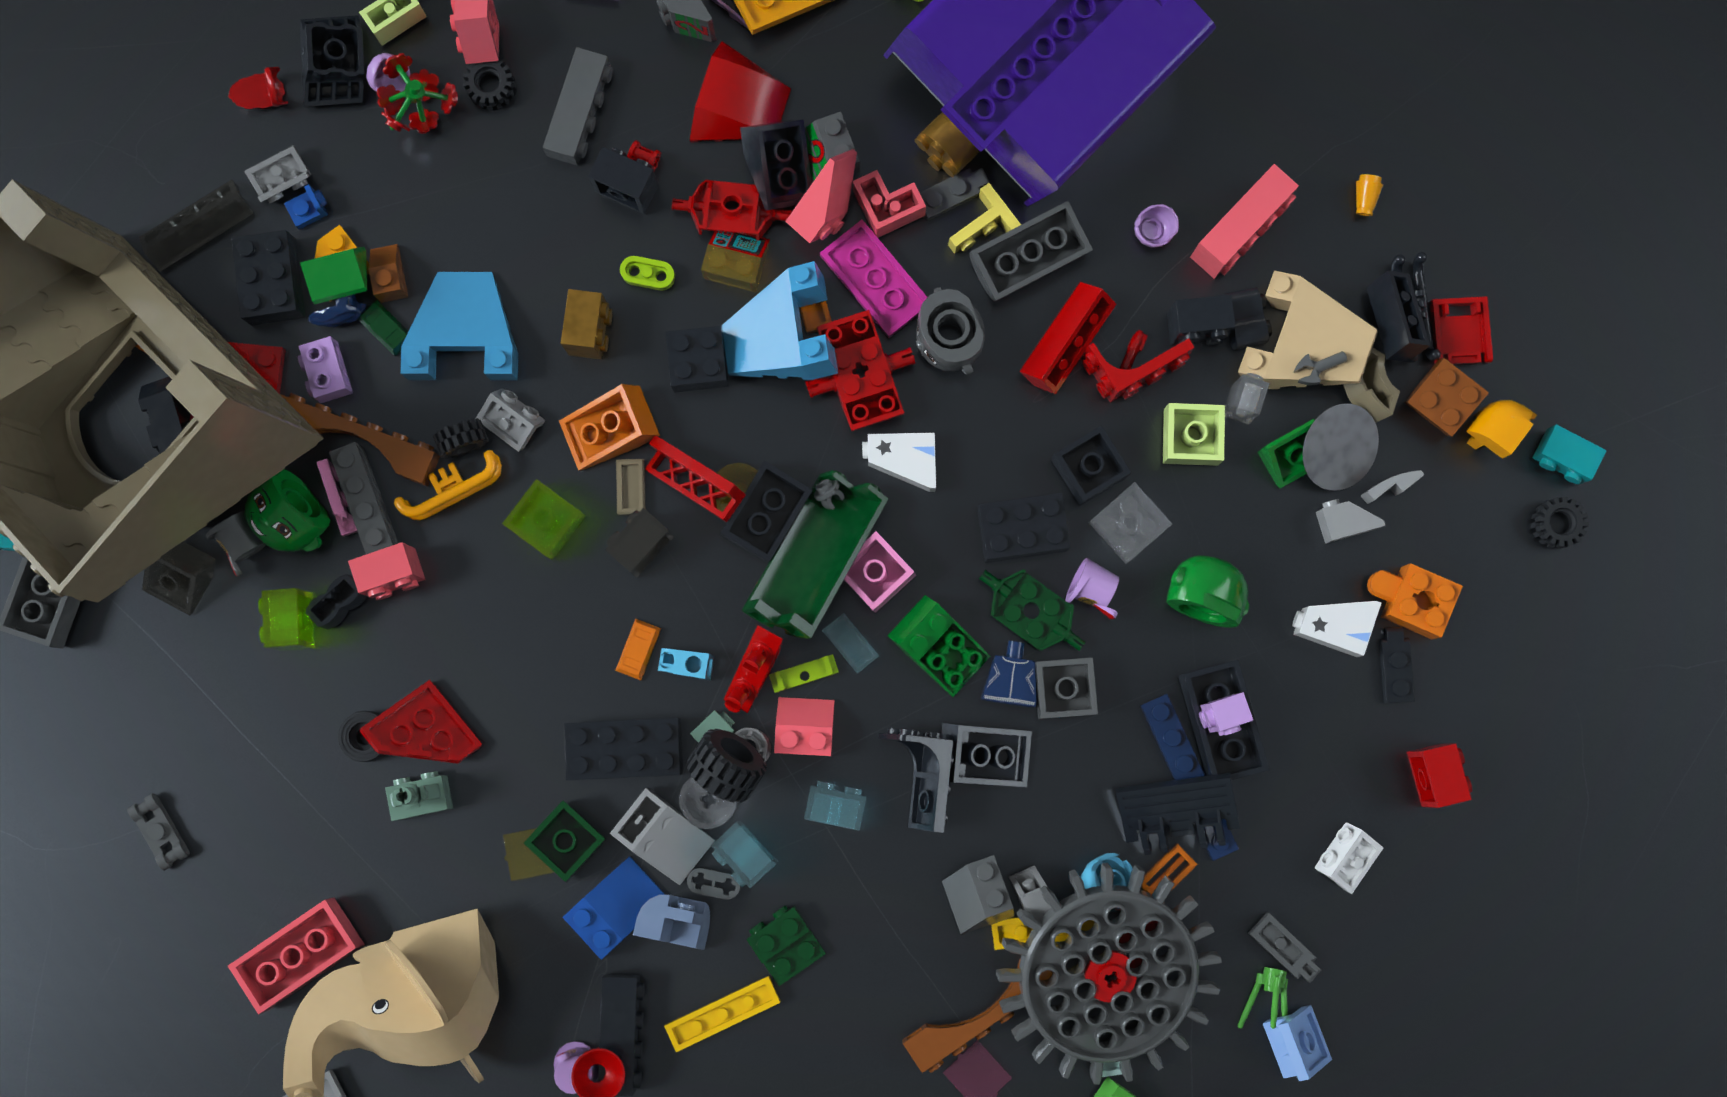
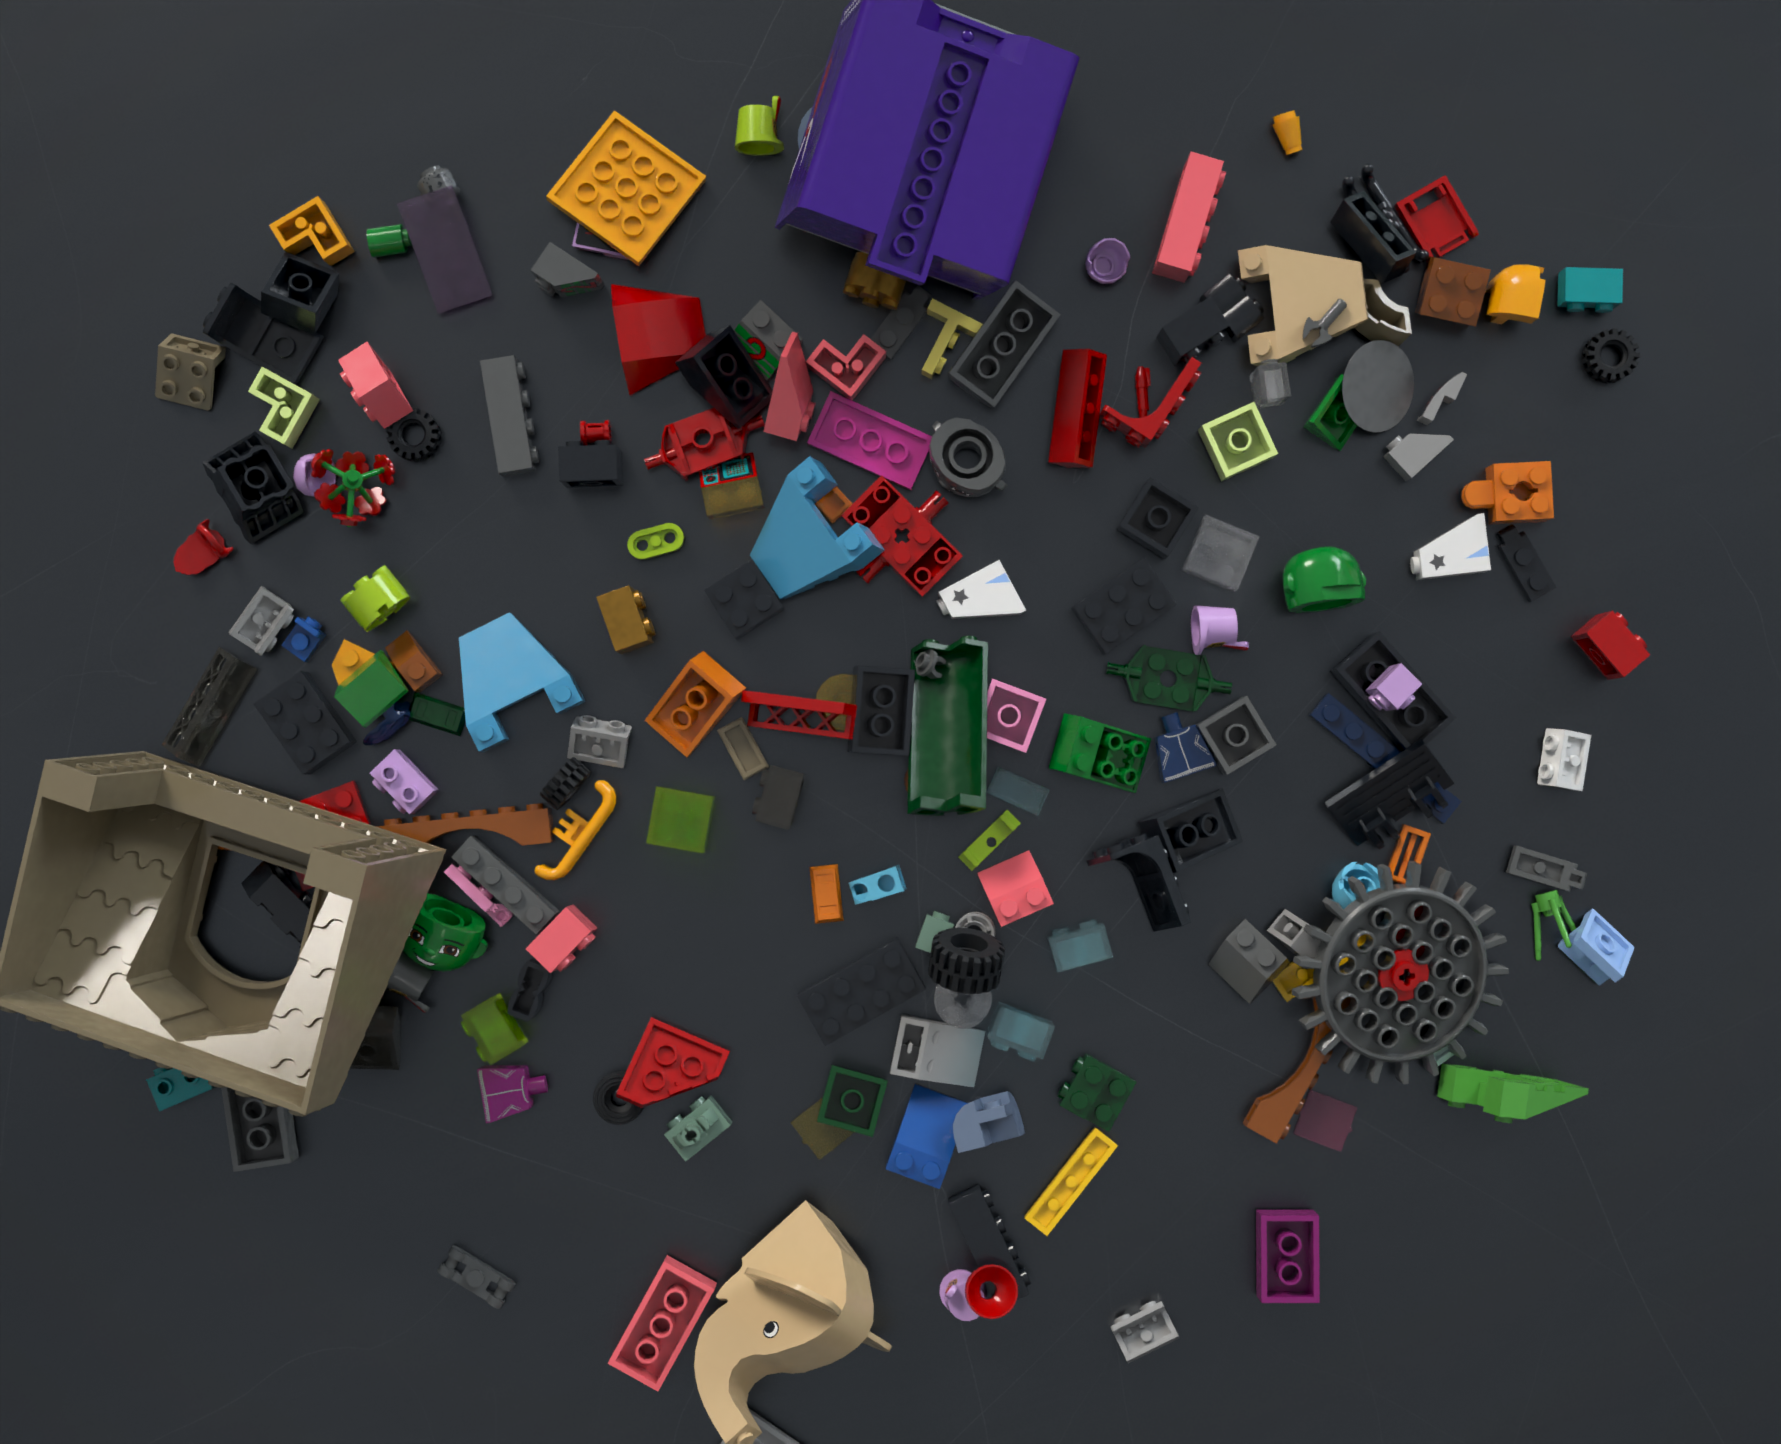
camera: 25 degrees left, 5 degrees up
(272, 680) = (508, 1090): none -> magenta torso
(382, 202) = (375, 598): none -> lime brick
(712, 890) = (1006, 1076): dark grey beam -> none
(753, 670) = (943, 862): red connector -> none

